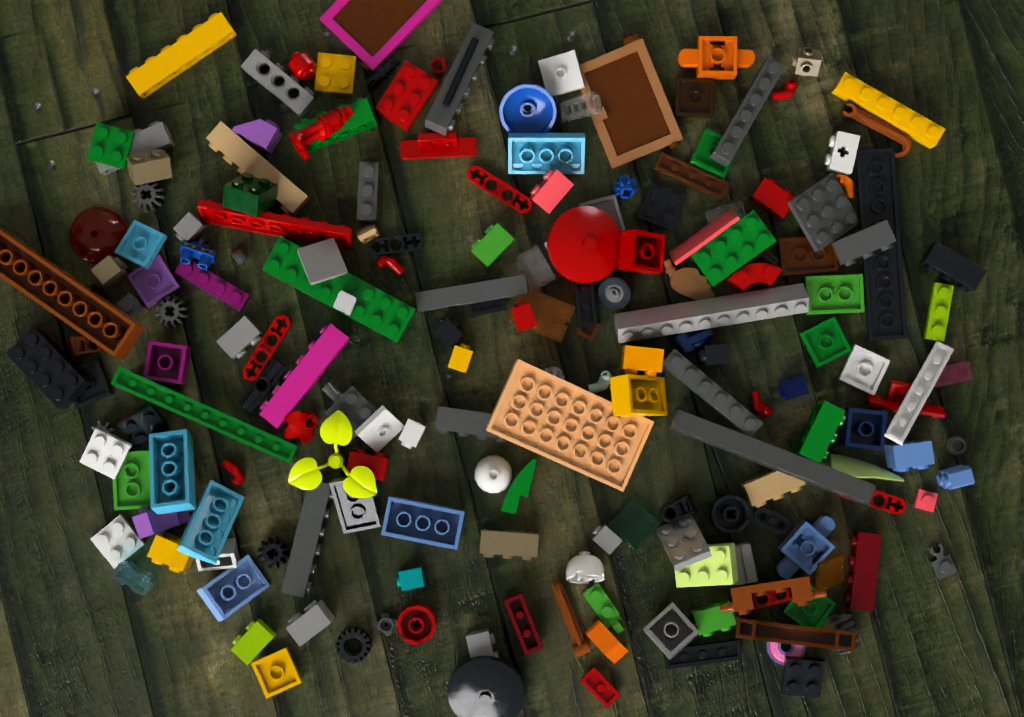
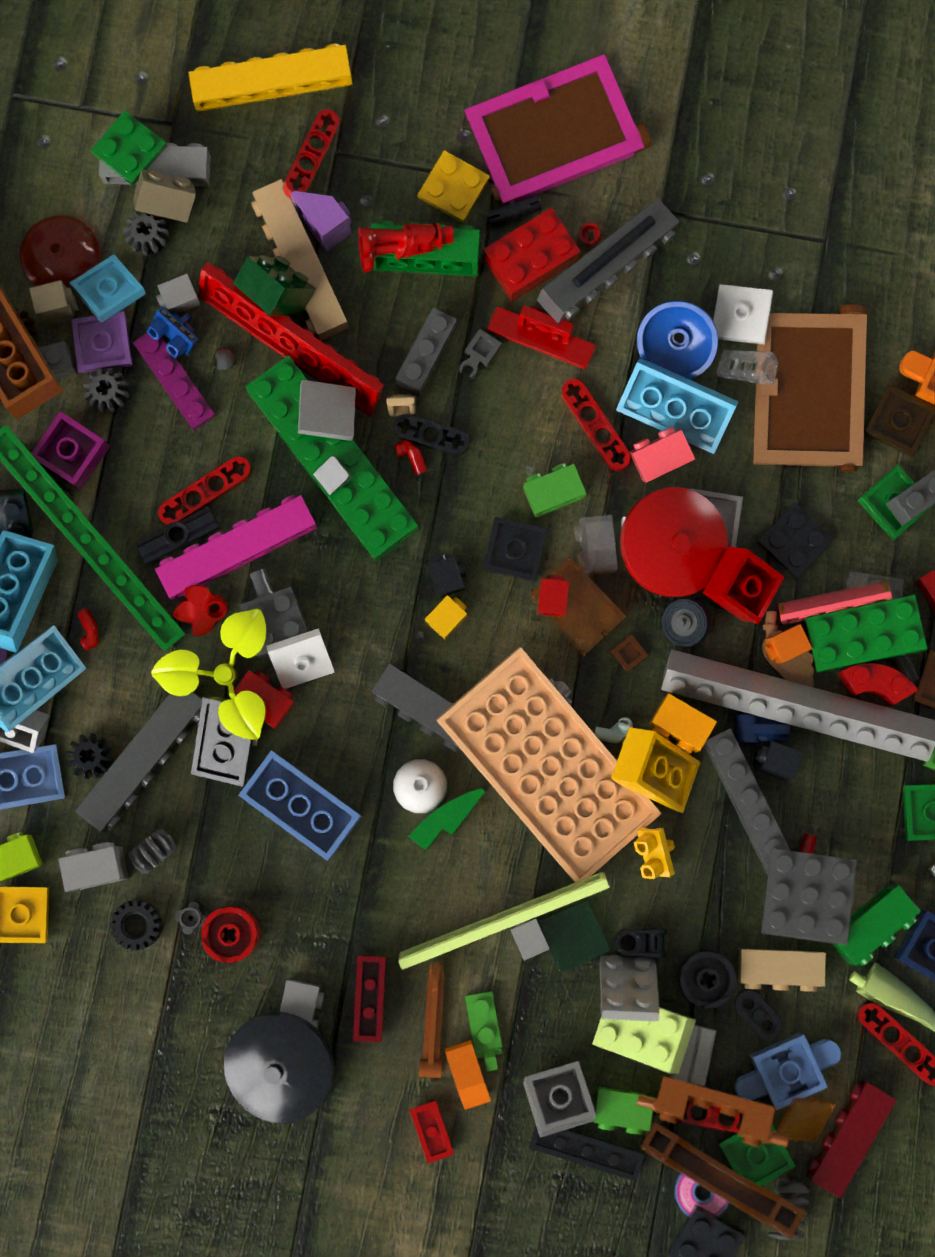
camera: 30 degrees right, 5 degrees down
(232, 94) = (311, 154): none -> red beam
(240, 337) = (177, 462): light grey brick -> none
(253, 67) = (389, 204): light grey brick -> none
(302, 66) = (416, 158): red head -> none
(342, 594) = (152, 851): none -> dark grey gear
(403, 174) = (481, 350): none -> dark grey plate
(411, 433) = (339, 685): white brick -> none
(411, 578) = (250, 872): teal brick -> none
(472, 293) = (500, 539): dark grey tile -> none
(509, 544) = (398, 886): dark tan brick -> none
(557, 126) = (707, 379): black axle -> none
(584, 569) = (482, 963): white cylinder -> none
(585, 305) = (639, 620): black plate -> none
(585, 535) = (503, 920): none -> yellowish green tile
(625, 187) = (759, 493): blue gear -> none
(661, 447) = (655, 850): none -> yellow hips
(686, 277) = (787, 644): none -> orange brick
(691, 176) = (852, 519): reddish brown tile -> none
(771, 433) = (809, 896): none -> dark grey plate
(773, 457) = (822, 957): dark grey beam -> none
(792, 387) = (864, 850): clear blue brick -> none

